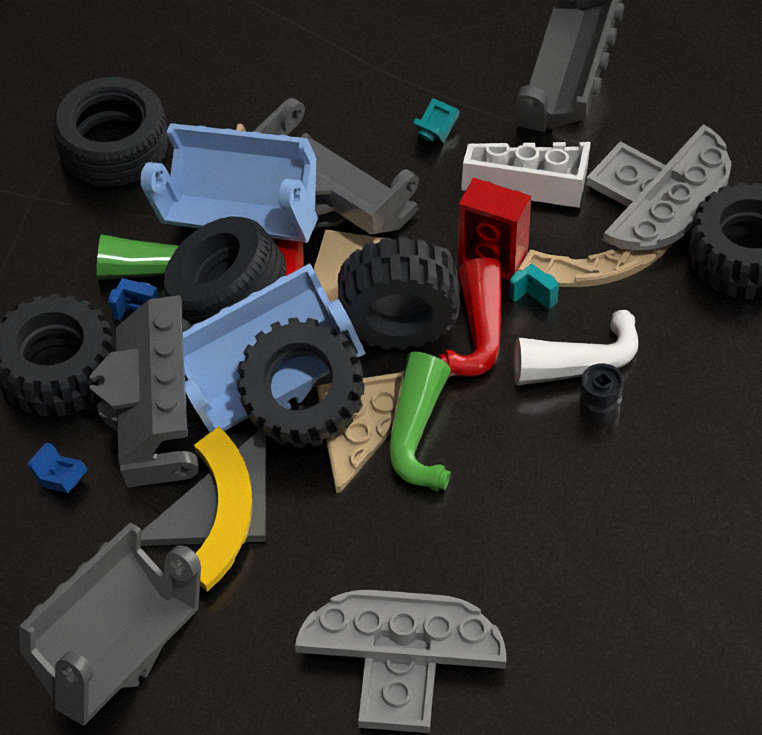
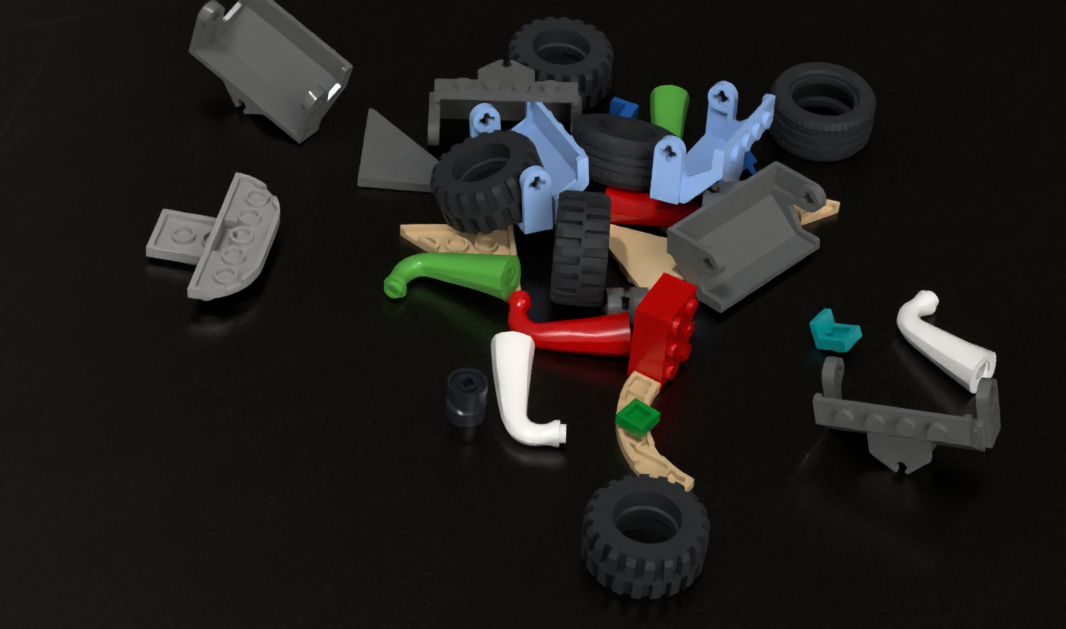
camera: 90 degrees right, 10 degrees down
(54, 470) = (450, 66): blue bracket -> none
(233, 509) = (378, 157): yellow tile -> none
(453, 35) = (953, 355): none -> white animal
(537, 284) = (609, 377): teal bracket -> none
(545, 173) = (755, 396): white wedge -> none
(597, 255) = (637, 418): none -> green plate
(658, 195) = (732, 487): light grey plate -> none

